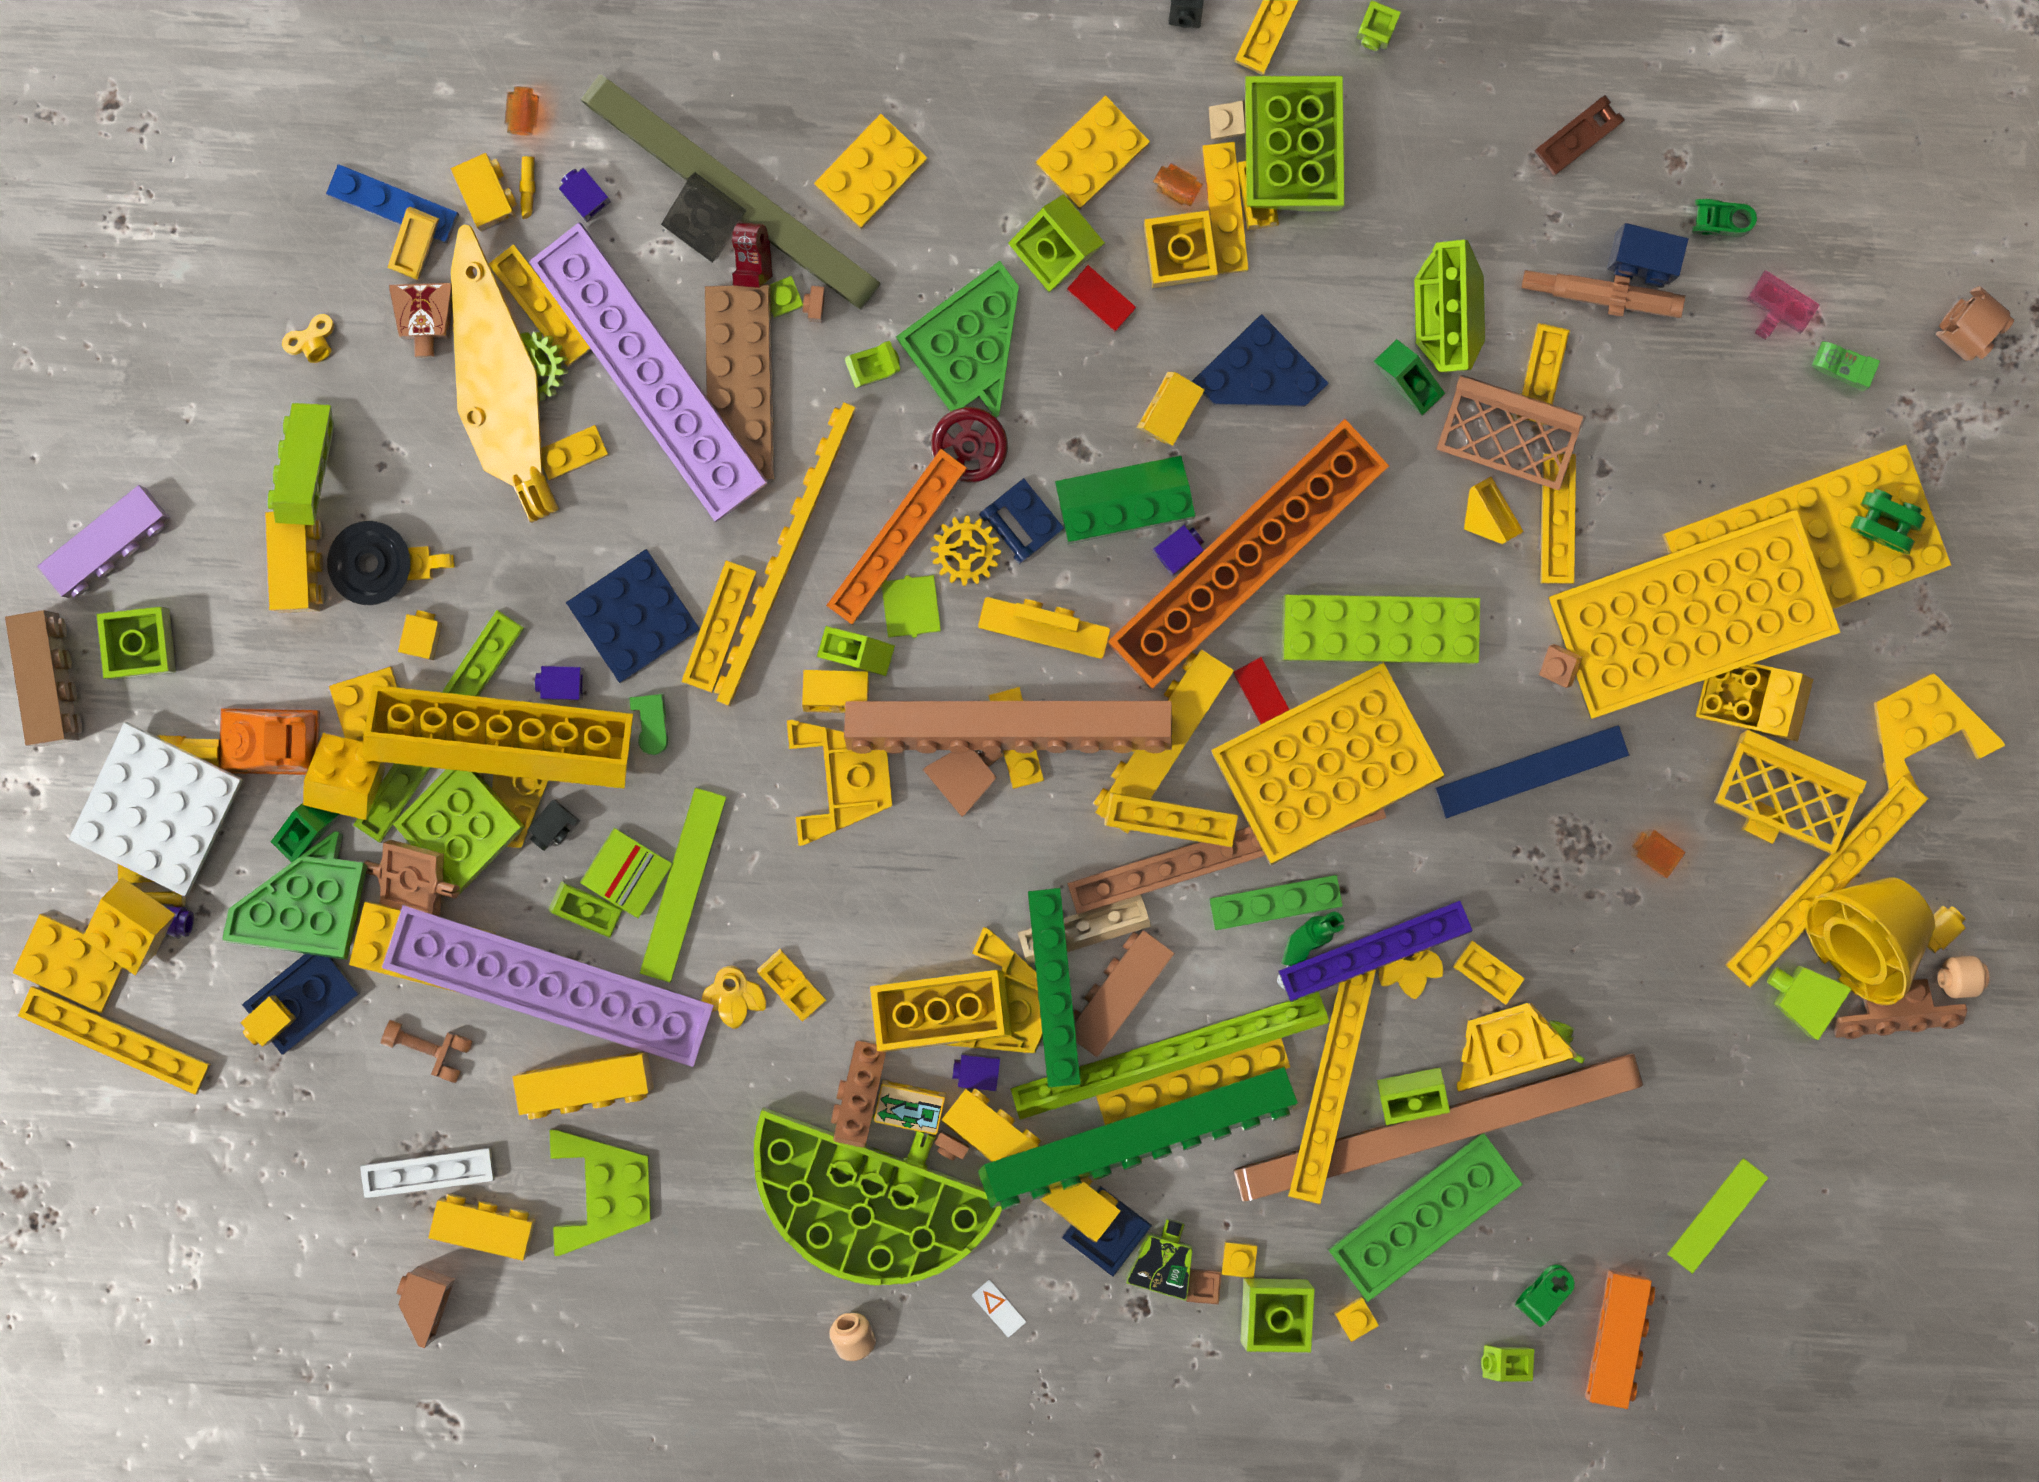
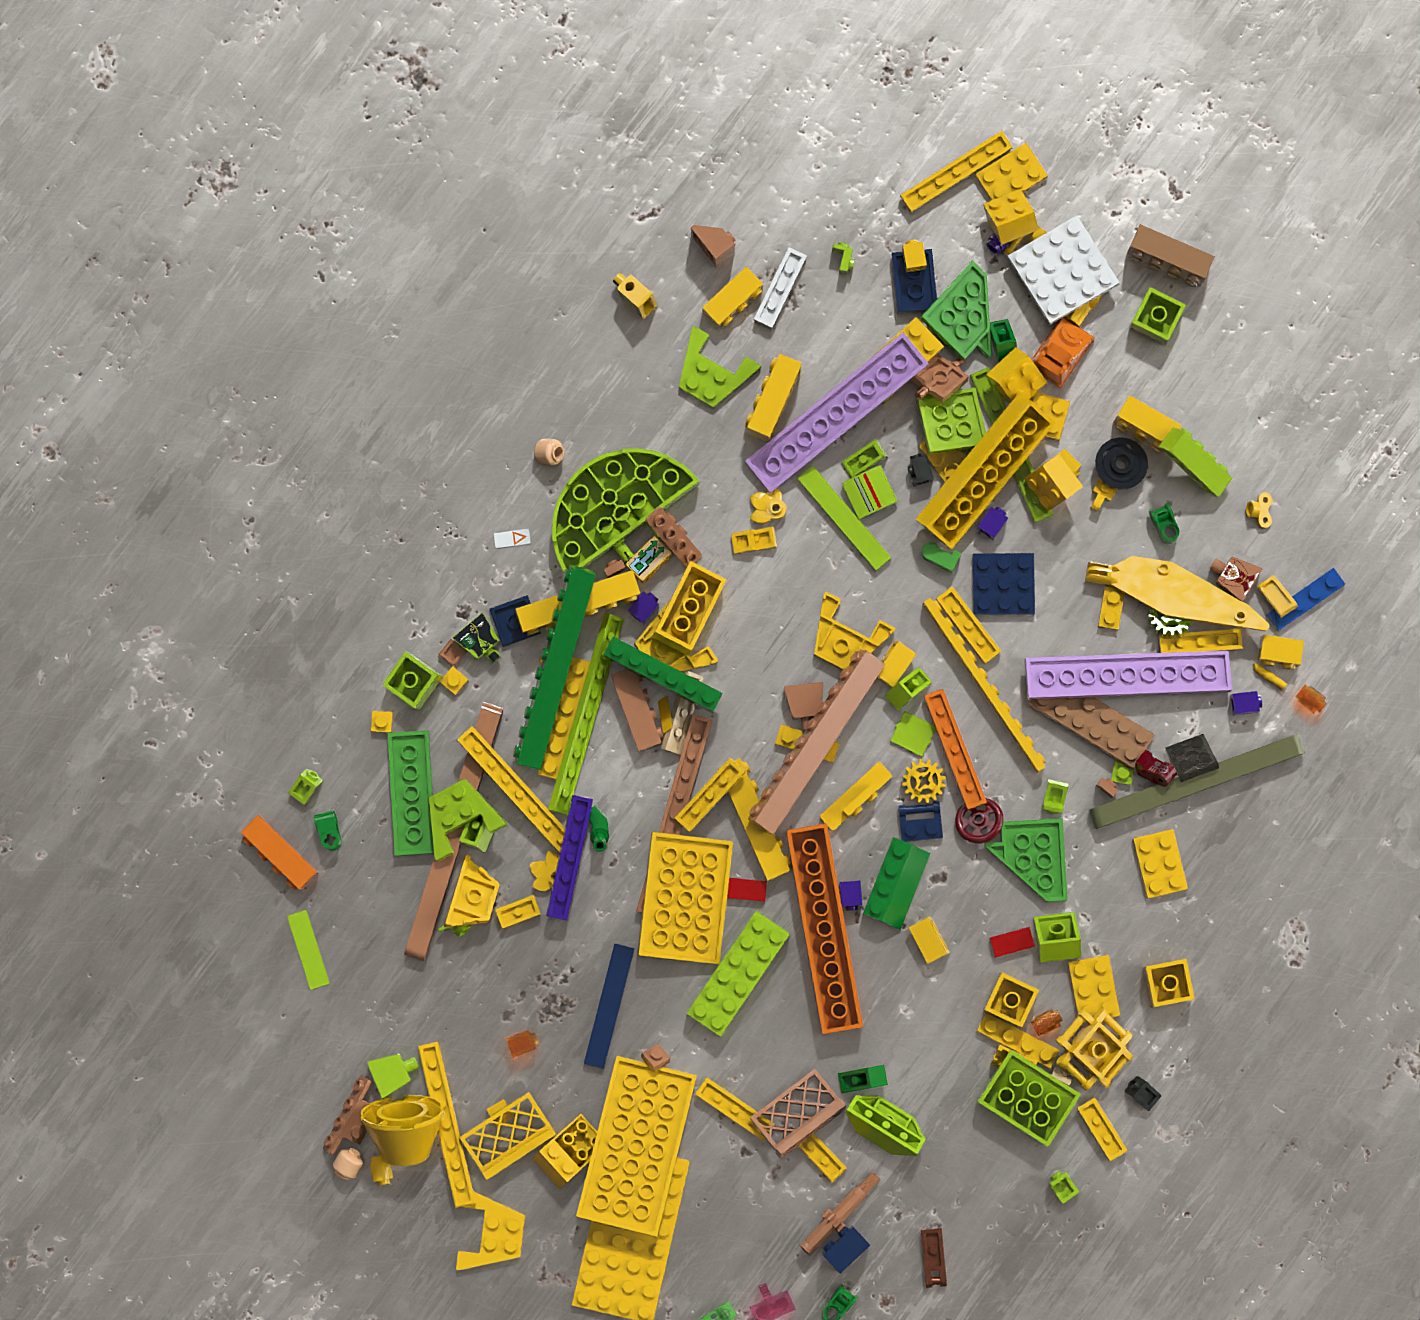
camera: 125 degrees right, 5 degrees down
(103, 542) = (1222, 333): lavender brick -> none
(333, 1106) = (847, 262): none -> lime bracket
(395, 1035) = (863, 317): nougat bar -> none
(410, 455) = (1164, 522): none -> green piece
(454, 636) = (1053, 482): none -> yellow brick
(564, 1361) = (635, 295): none -> yellow torso
(1022, 57) = (1168, 983): none -> yellow brick
(1101, 950) = (665, 714): none -> yellow sticker
(1172, 99) = (1094, 1048): none -> yellow brick
(1260, 371) = (918, 1001): dark blue plate -> none
(1275, 902) = (629, 823): bright green plate -> none
(1411, 1145) = (455, 808): none -> lime wing
(1489, 513) = (761, 1074): yellow slope -> none
(1906, 517) = (612, 1295): green brick -> none

